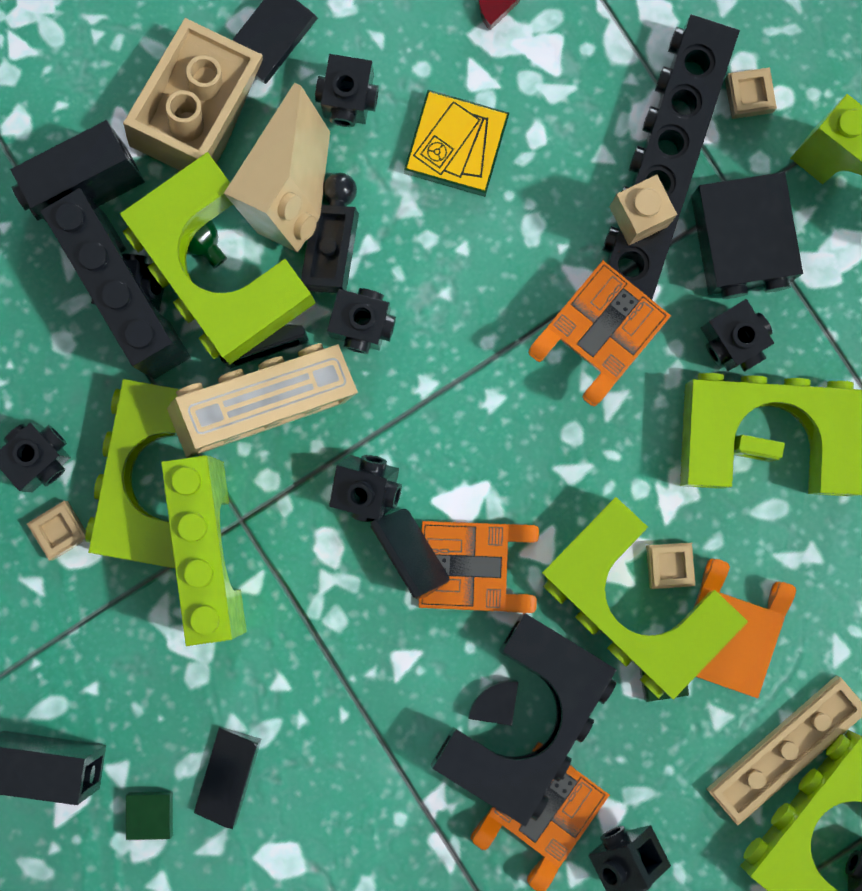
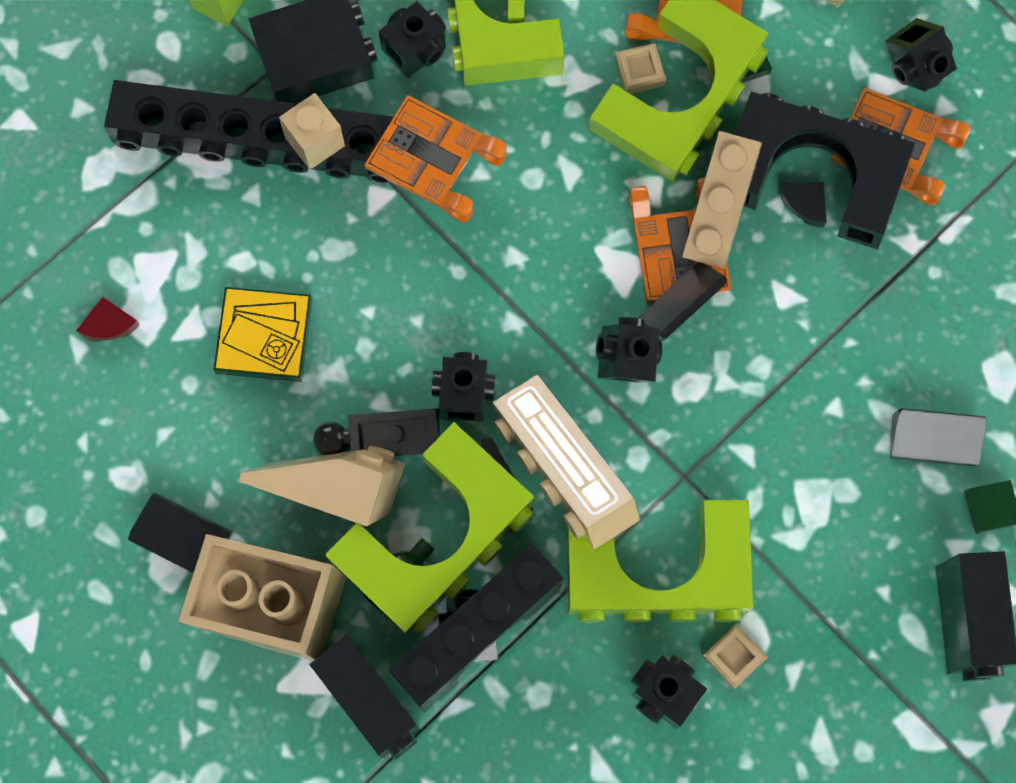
camera: 100 degrees left, 10 degrees down
(194, 498) = (767, 470): lime arch -> none
(347, 90) = (217, 435): black brick -> none
(503, 613) = (722, 199): none -> tan plate
(750, 93) = (169, 67): tan tile -> none

